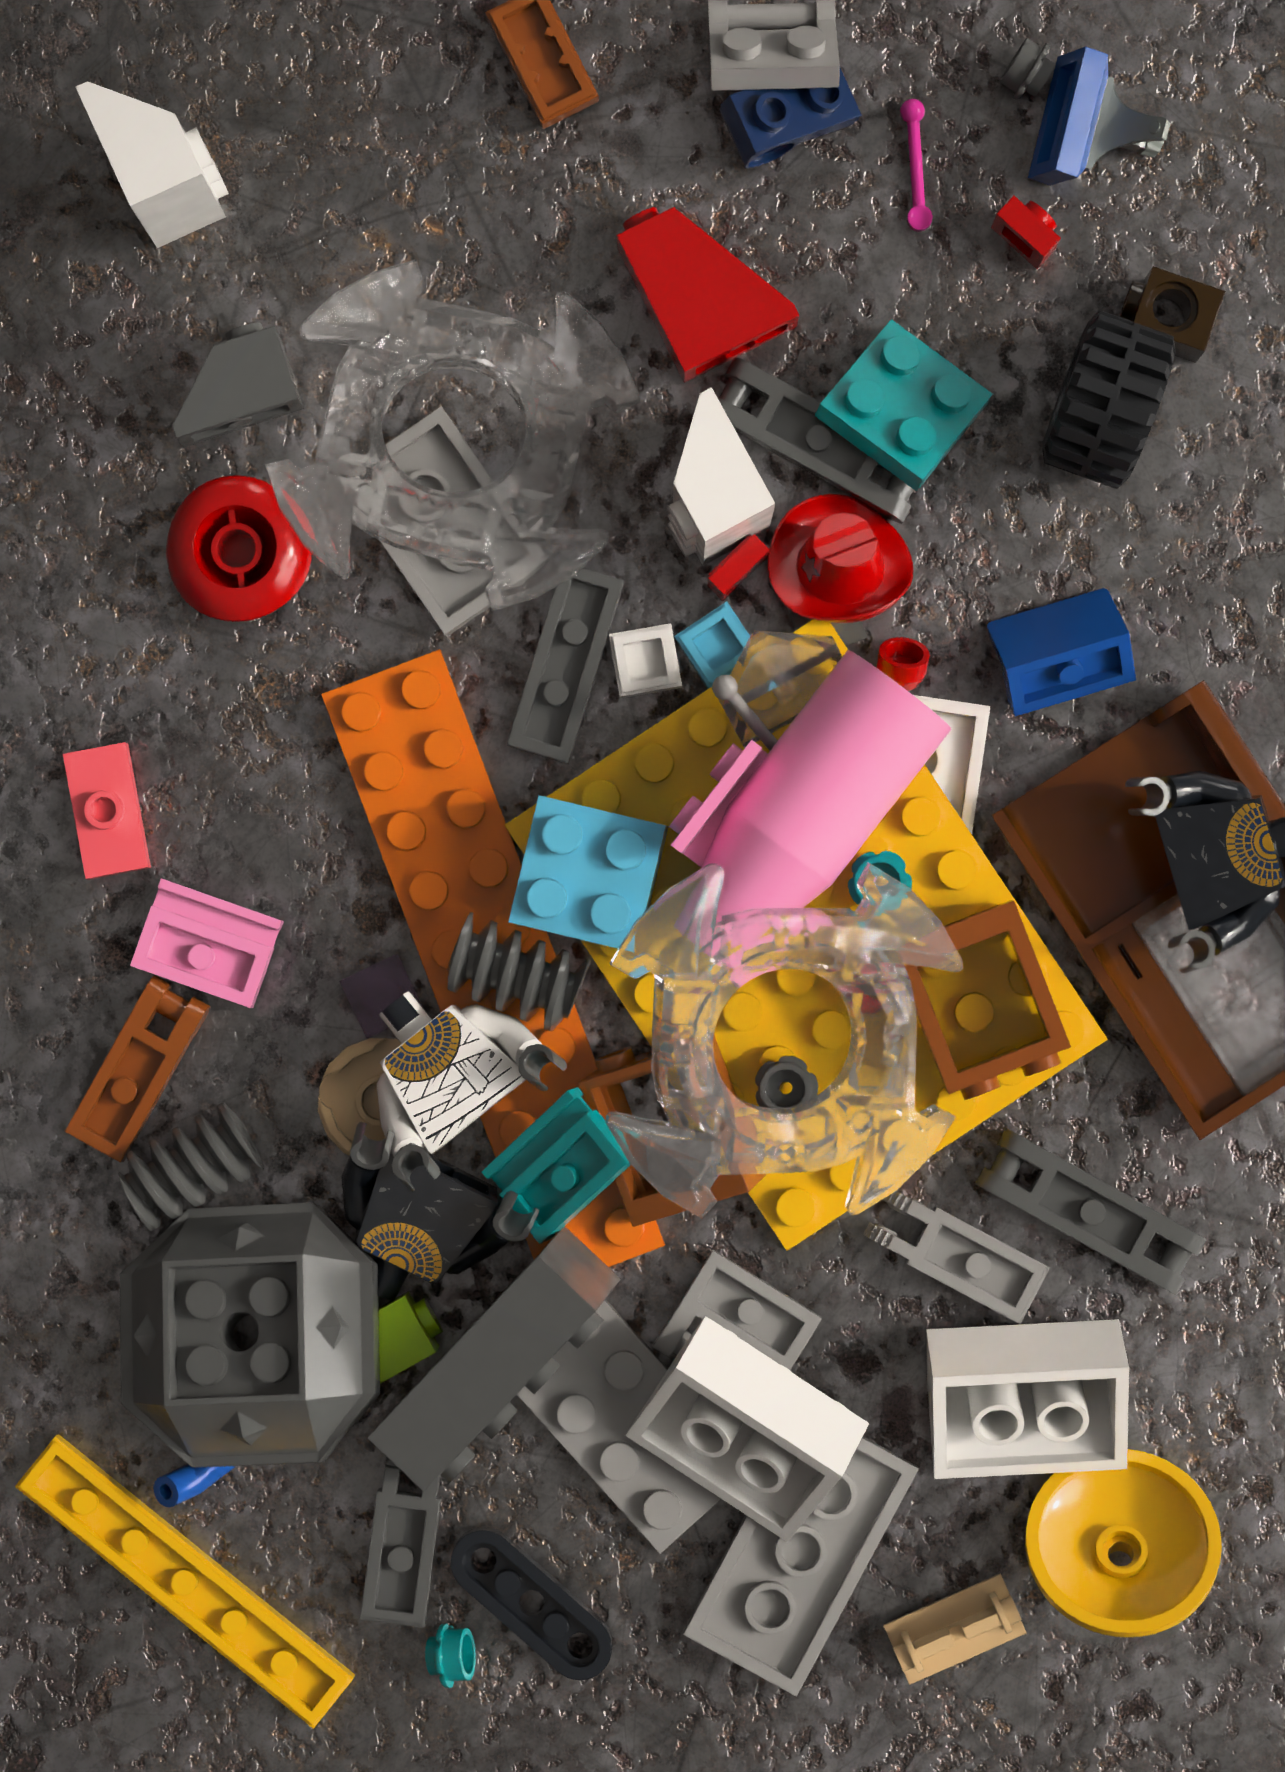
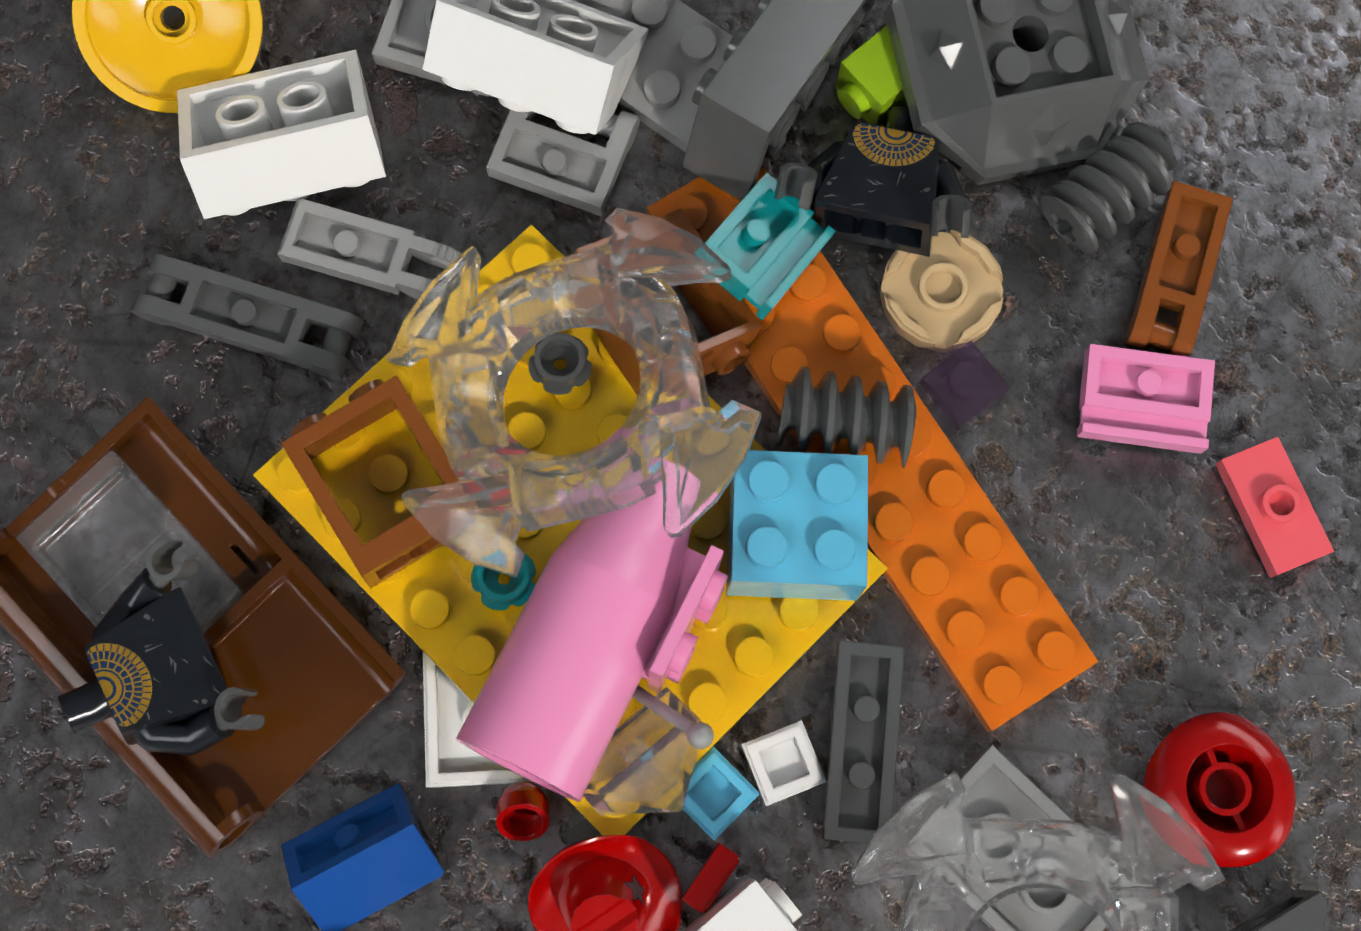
camera: 160 degrees right, 10 degrees down
(449, 1075) = (888, 305): torso -> none

